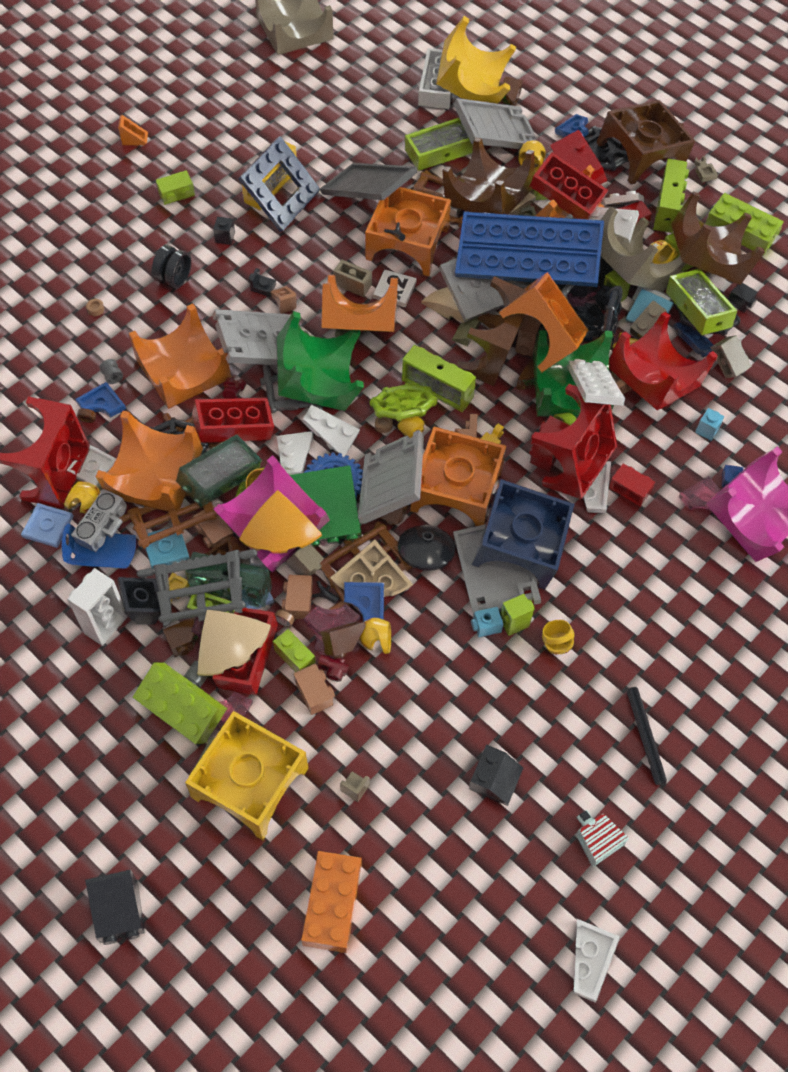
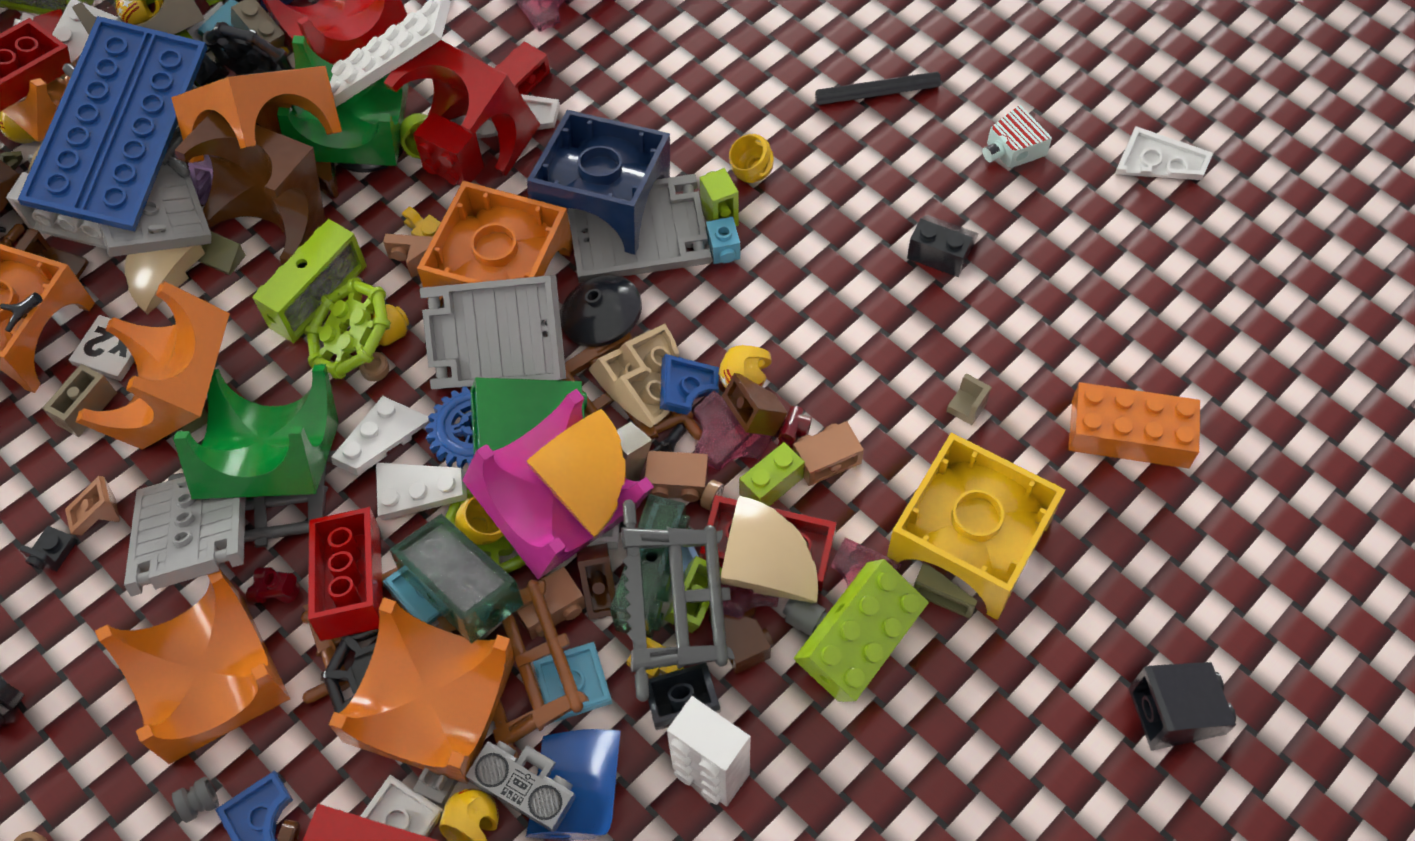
camera: 85 degrees left, 0 degrees up
(453, 246) = (36, 244): none -> reddish brown bracket

